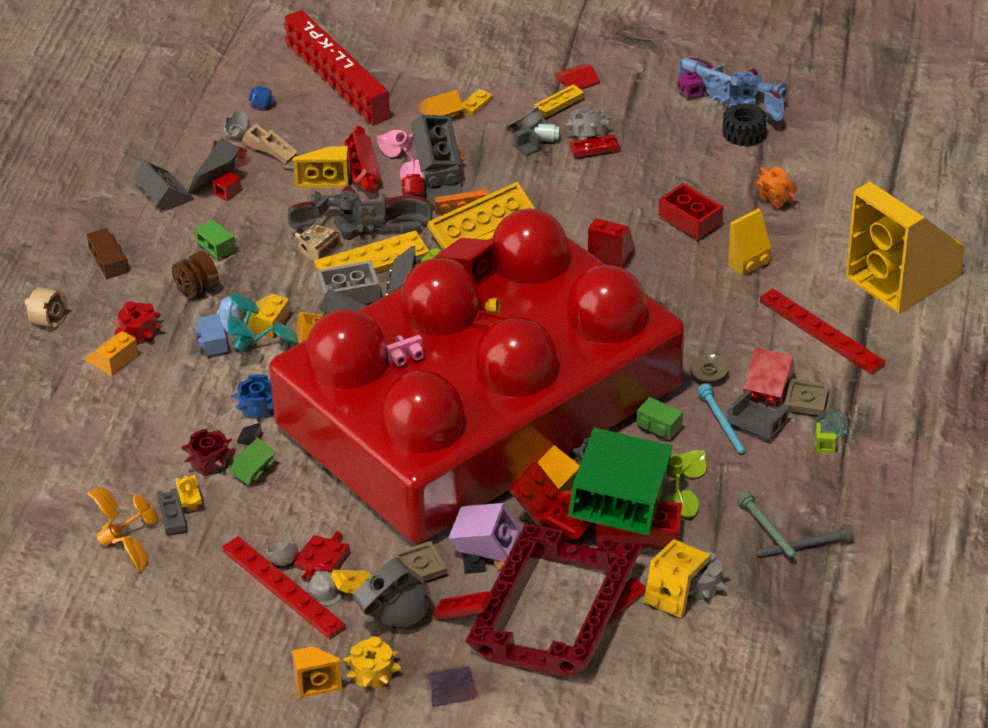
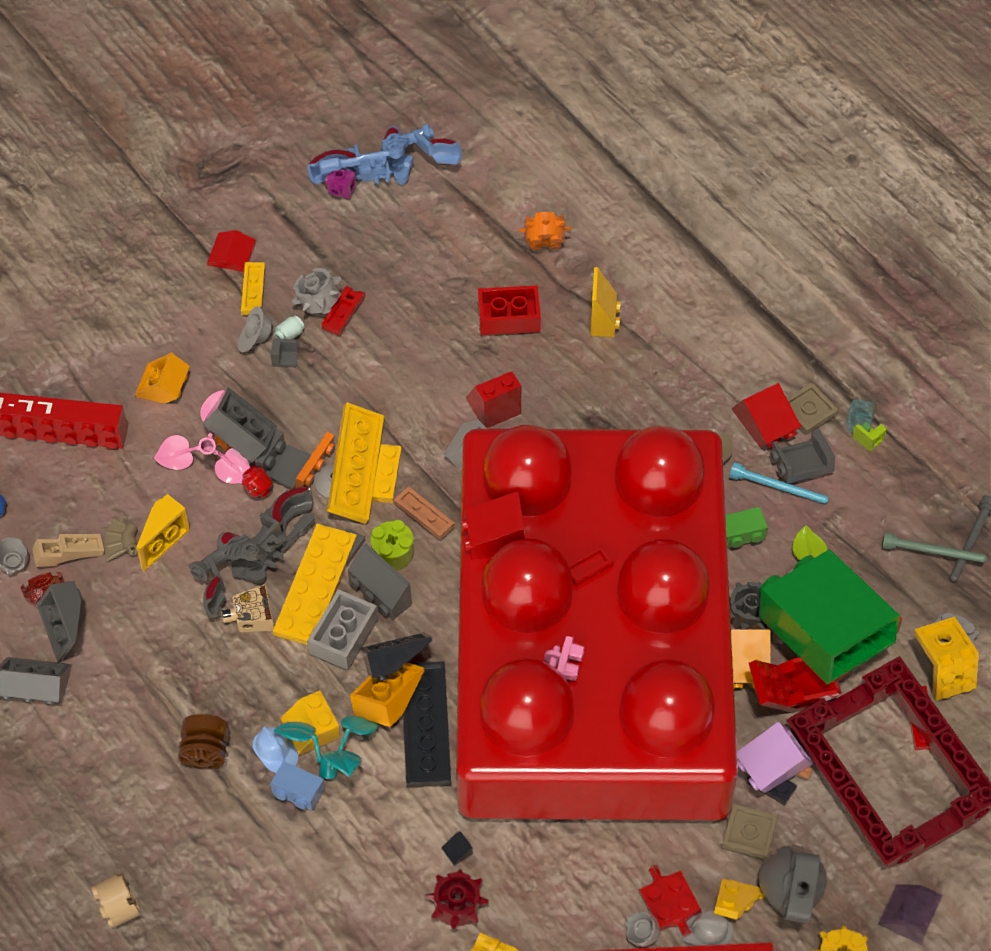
camera: 50 degrees left, 15 degrees up
(107, 253) = (82, 793): reddish brown brick -> none
(114, 353) = (231, 886): light orange slope -> none
(138, 321) = (215, 836): red brick -> none
(215, 239) = (162, 689): bright green brick -> none
(226, 186) = (91, 625): red brick -> none
(253, 461) = (505, 872): bright green brick -> none
(255, 397) = (421, 807): blue brick -> none
(362, 160) = (158, 483): red hinge -> none
(462, 605) = (843, 836): red plate -> none
(476, 102) = (182, 346): yellow plate -> none
(493, 305) = (569, 551): yellow hinge -> none
(744, 124) = (435, 199): black tyre -> none
(822, 331) = (737, 337): red plate -> none
(897, 250) = (728, 220): yellow slope -> none

